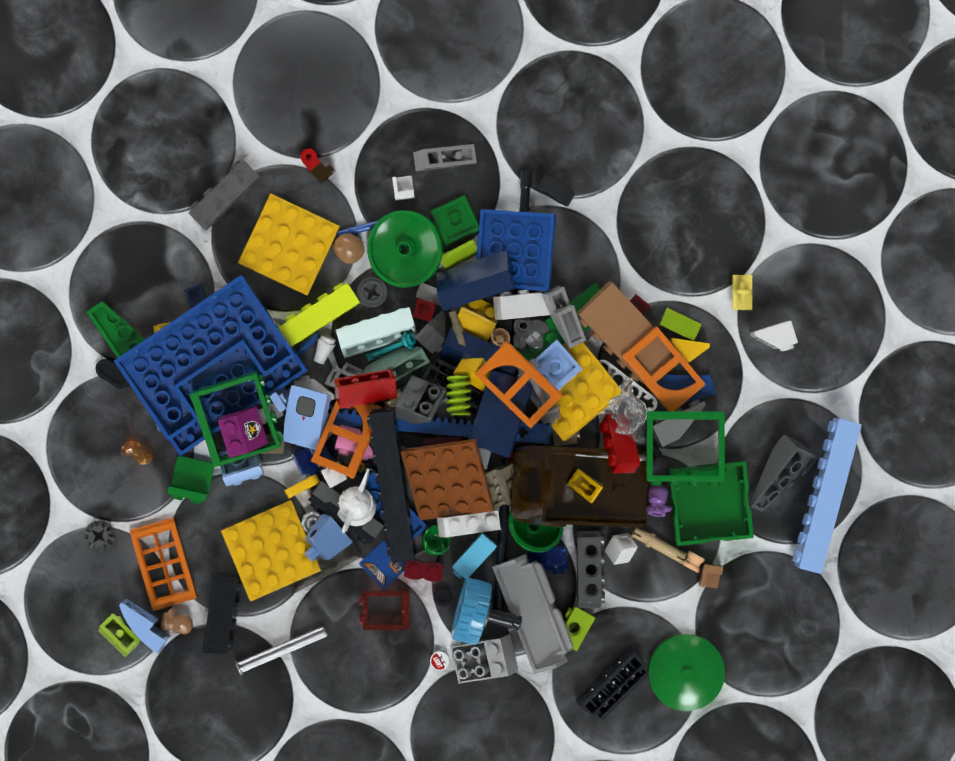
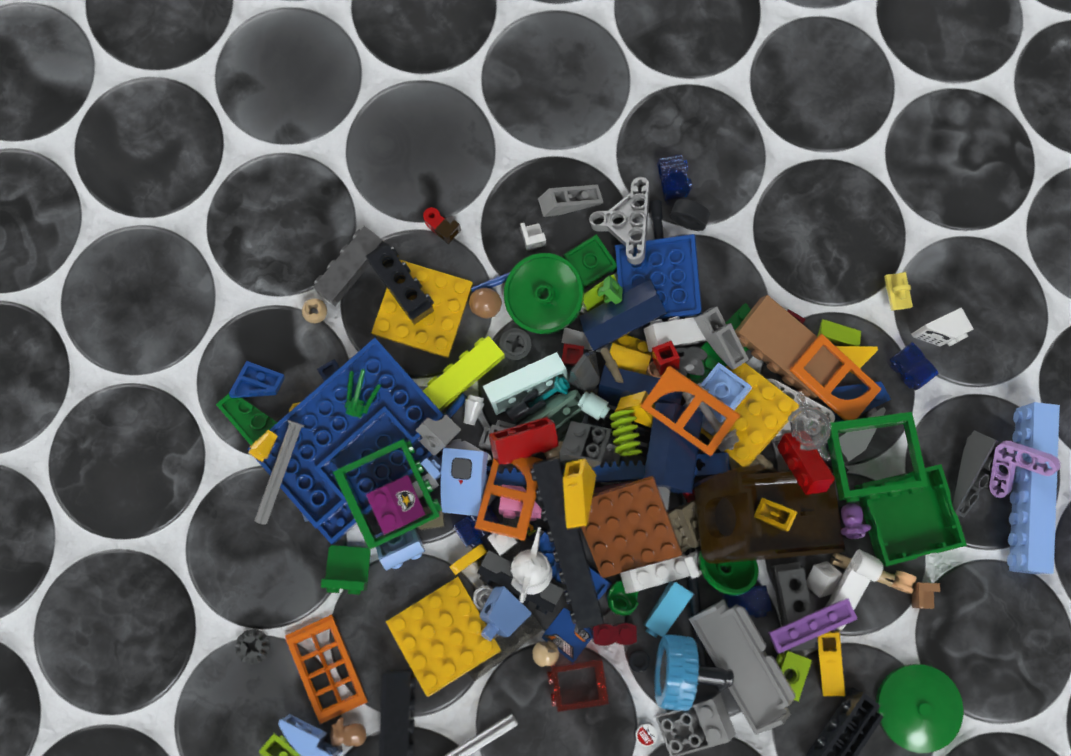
camera: 10 degrees left, 10 degrees down
(110, 372) = (249, 467): black tile -> none
(126, 295) = (256, 381): none -> blue wing
(129, 361) = (263, 446): none -> yellow cone
(139, 451) = (287, 547): clear orange animal -> none
(140, 386) = (278, 472): none -> light grey axle
(179, 234) = (316, 304): none -> tan piece
(216, 337) = (354, 405): none -> green plant
(288, 373) = (437, 433): none -> light grey brick
(289, 245) = (414, 309): none -> black brick
(360, 578) = (545, 653): none -> tan piece
(369, 356) = (521, 409): none -> black hinge
(407, 442) = (578, 492): none -> yellow slope
(434, 365) = (594, 405): none -> light aqua brick
(468, 255) = (612, 291): none -> bright green tile
(498, 178) = (628, 211): none -> light grey beam
(502, 519) = (693, 564): none -> white tile
(507, 329) = (665, 356): none -> red brick
(548, 148) = (674, 177): none -> clear blue brick
(586, 439) = (767, 464): none -> dark tan piece
(598, 588) = (812, 625): none -> medium lavender plate
(613, 621) = (831, 663): none -> yellow slope
(651, 549) = (856, 578): none -> white beam
(742, 365) = (913, 366): none -> clear blue brick
(807, 463) = (1012, 460): none -> lavender beam

